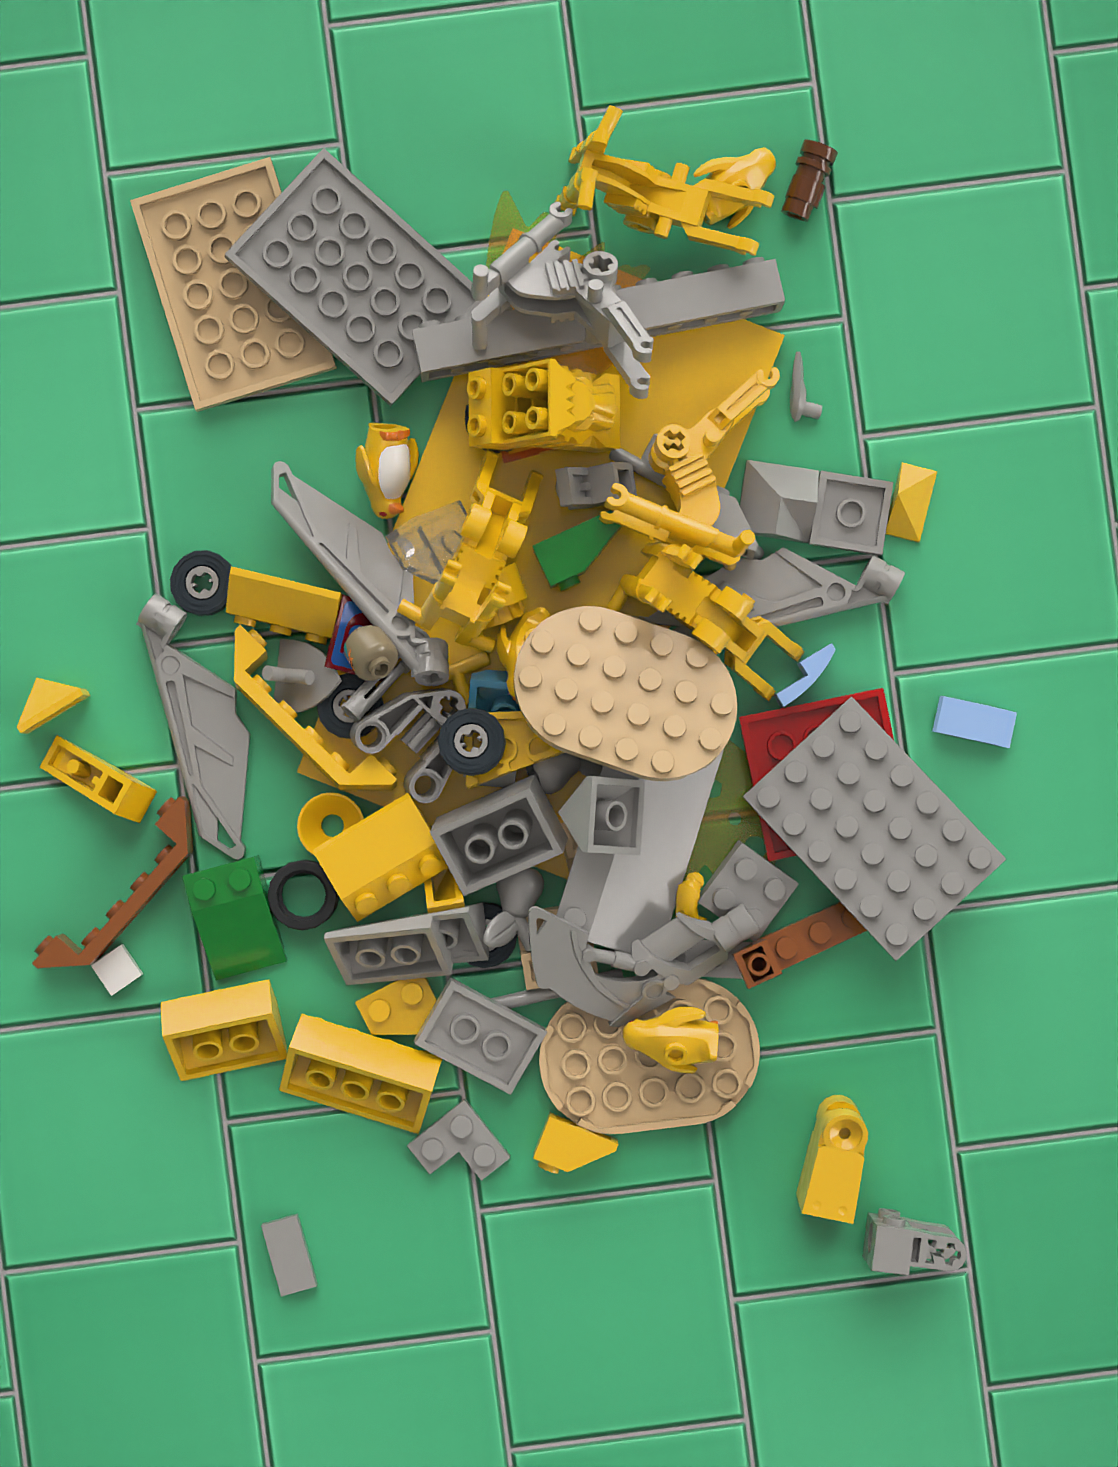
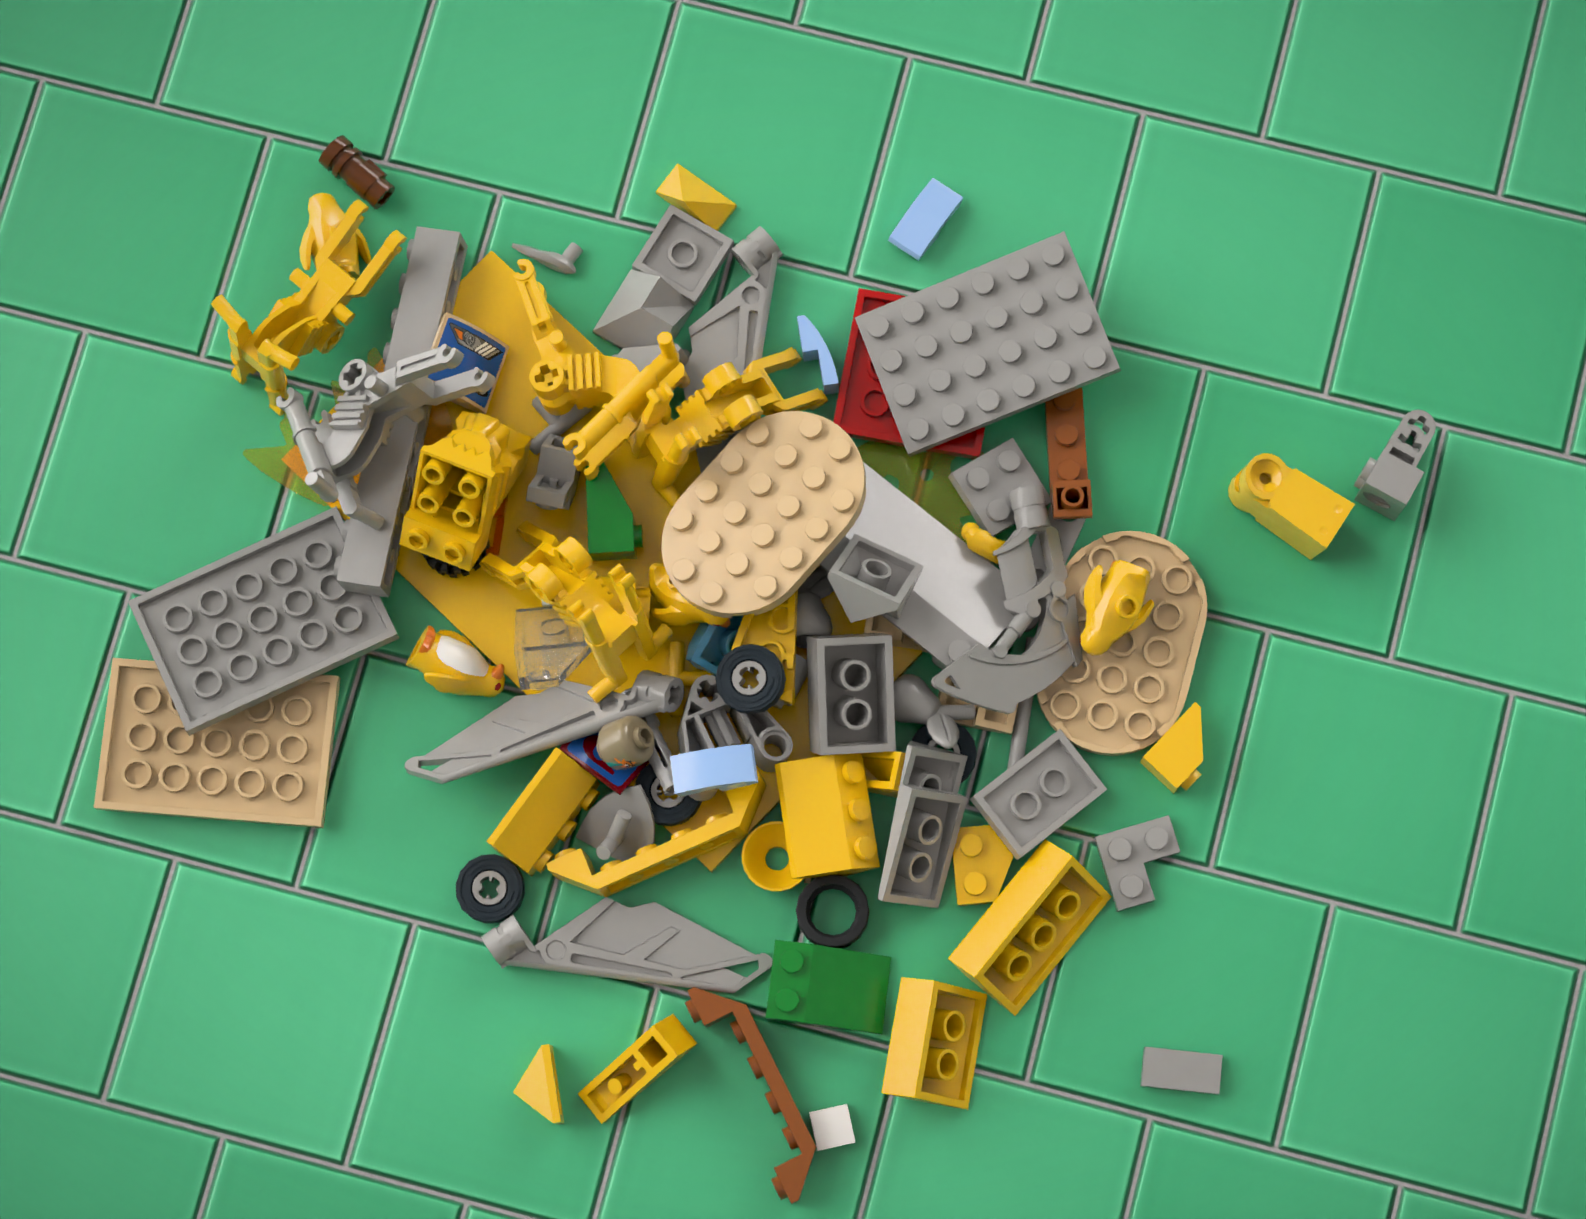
camera: 60 degrees left, 10 degrees down
(375, 743) = (714, 768): none -> light blue slope
(674, 358) = (479, 351): none -> slope

